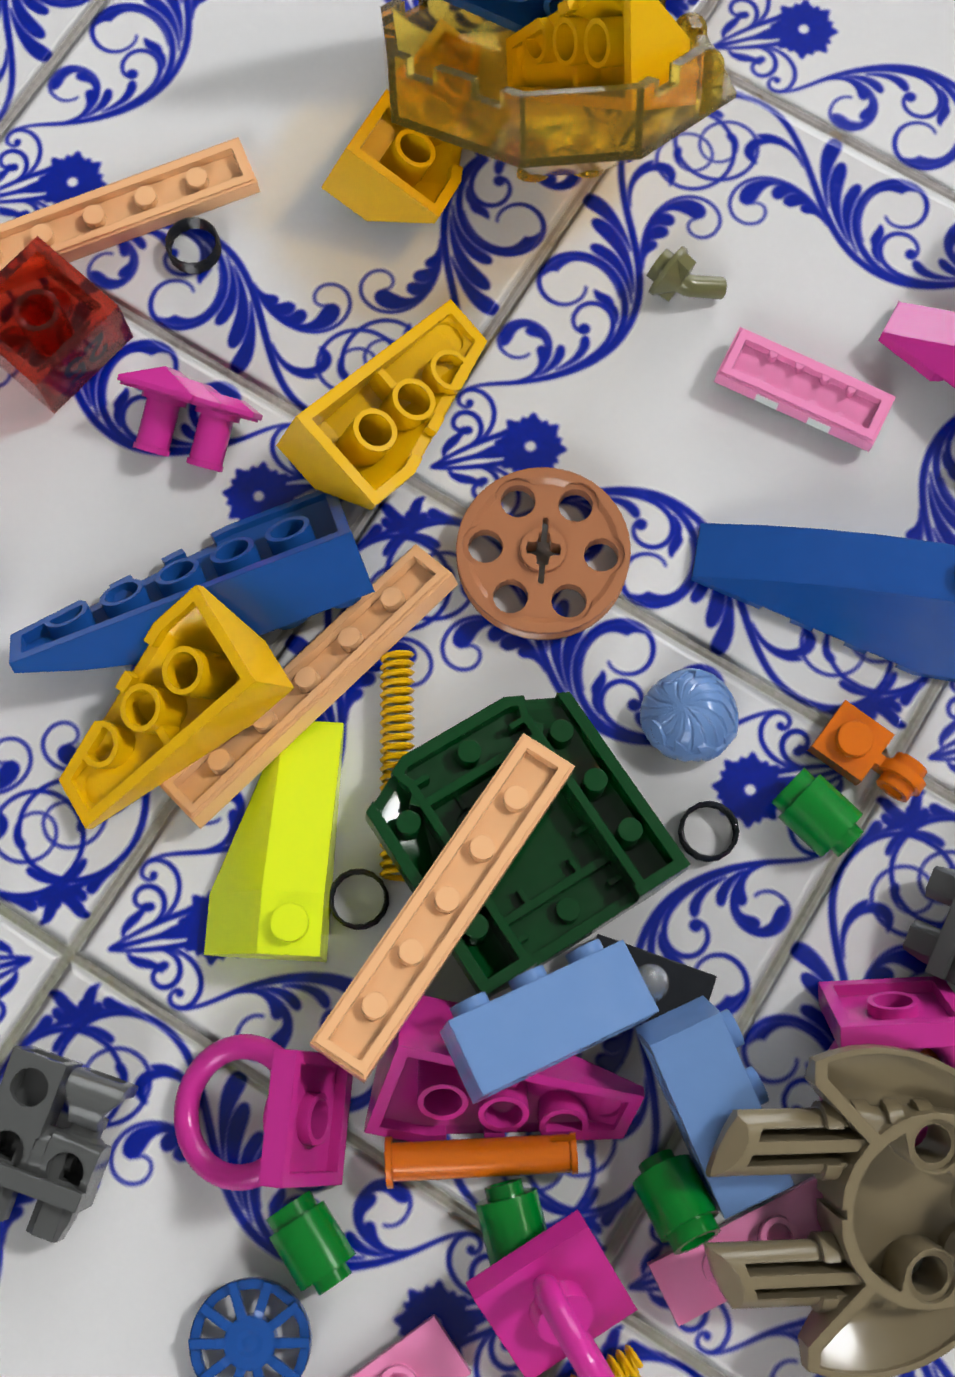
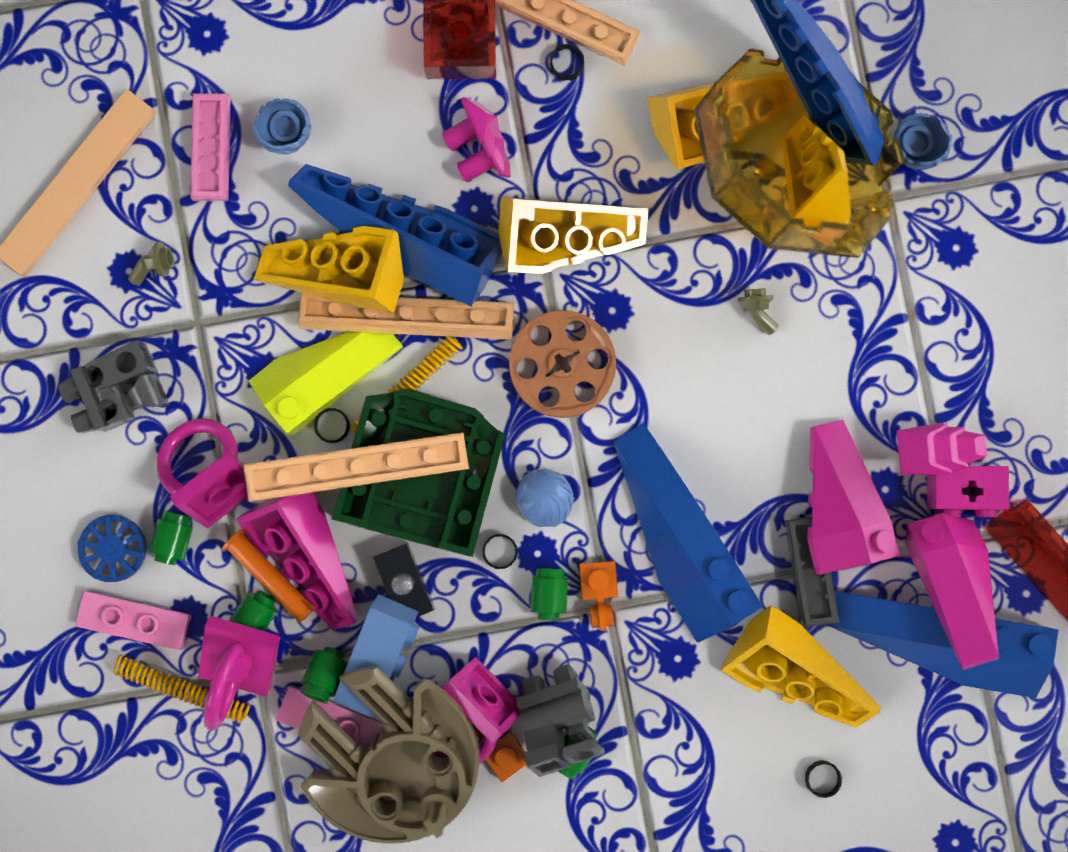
camera: 45 degrees right, 10 degrees up
(546, 1018) = (344, 553): medium blue brick -> none
(804, 389) = (753, 413): bright pink plate -> none

